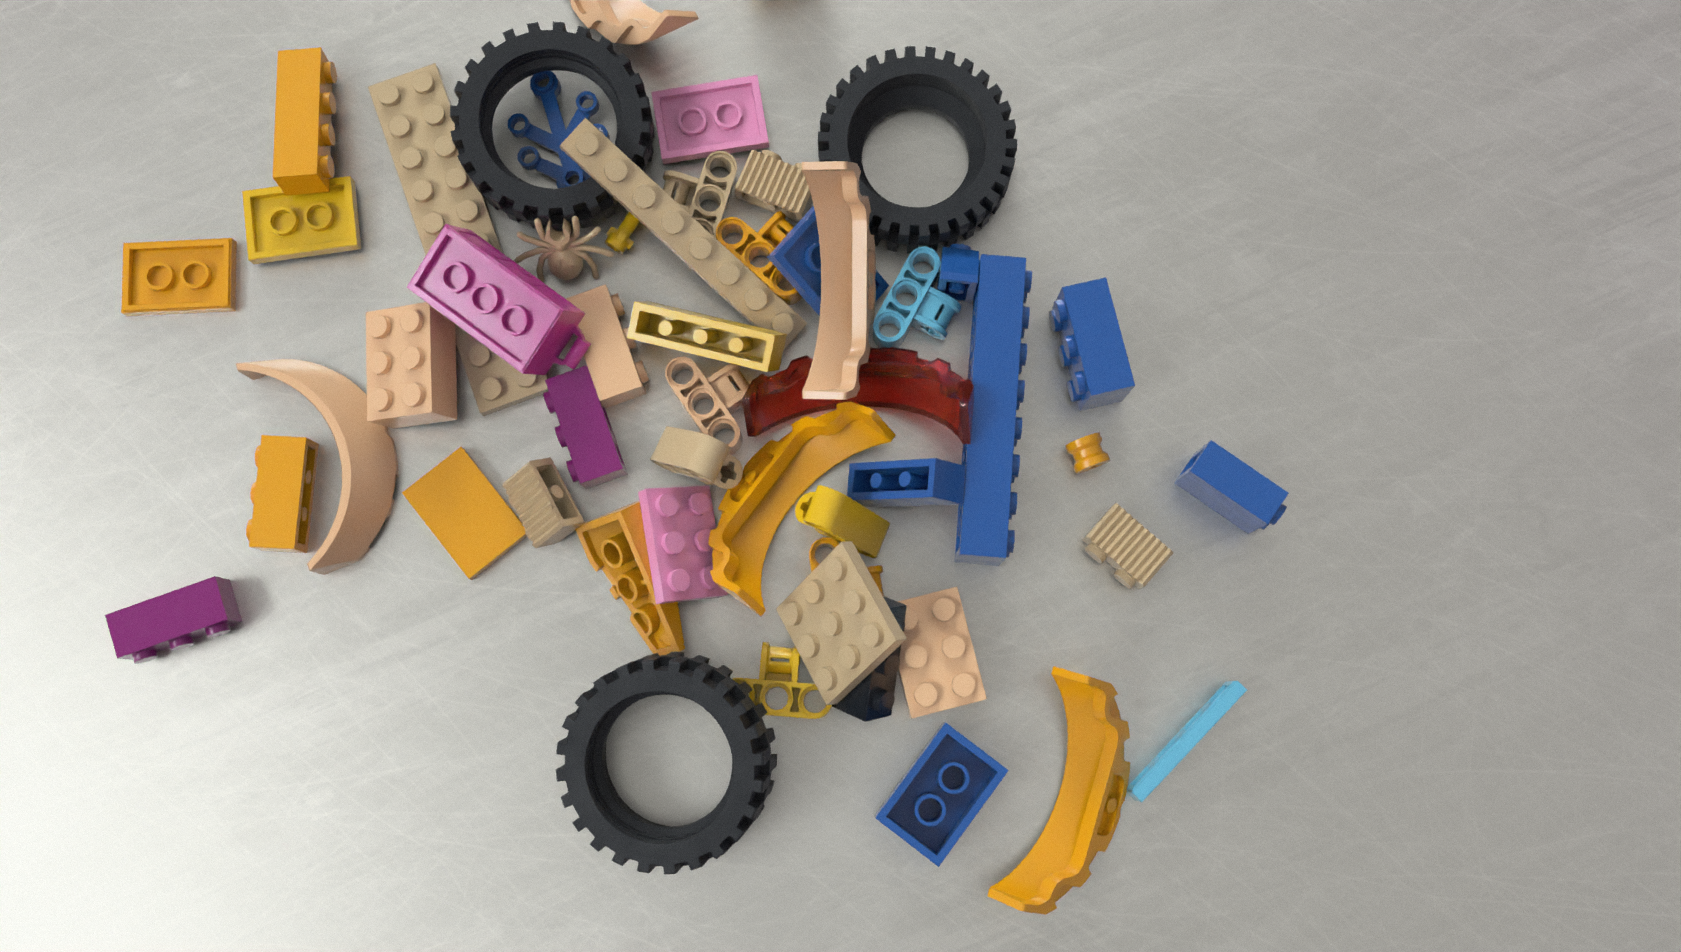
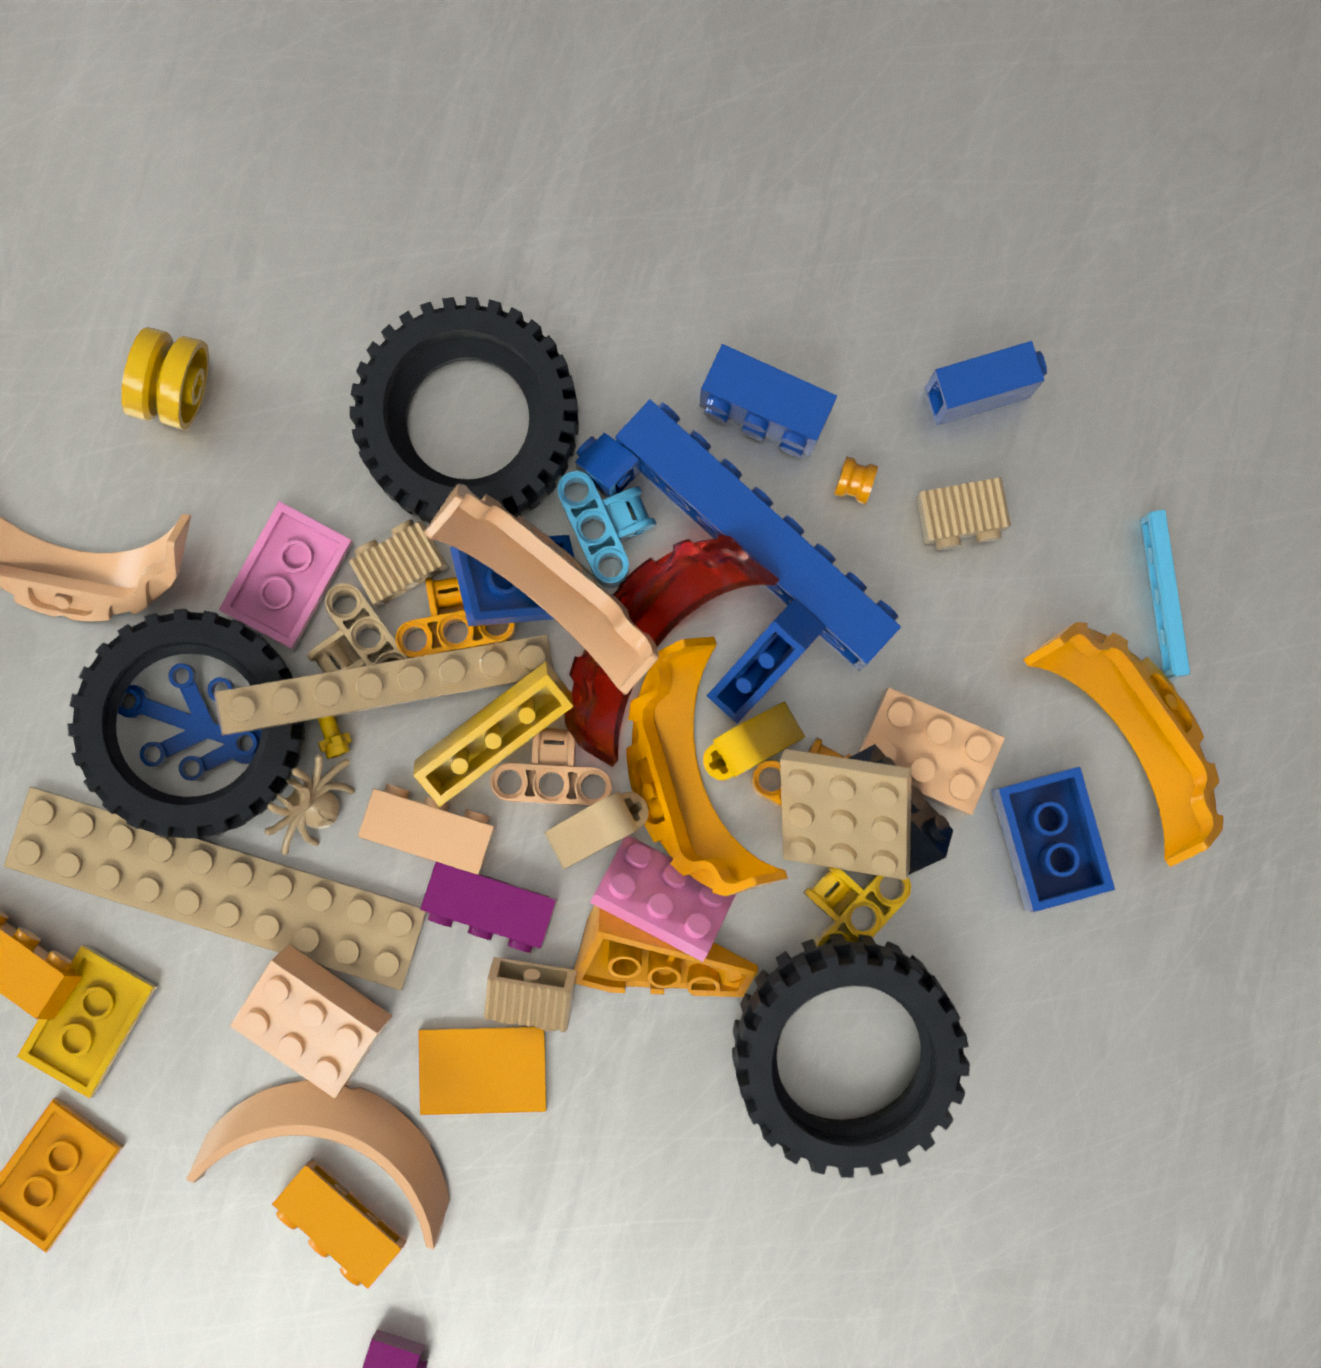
camera: 55 degrees left, 5 degrees up
(499, 302) = (318, 898): container -> none

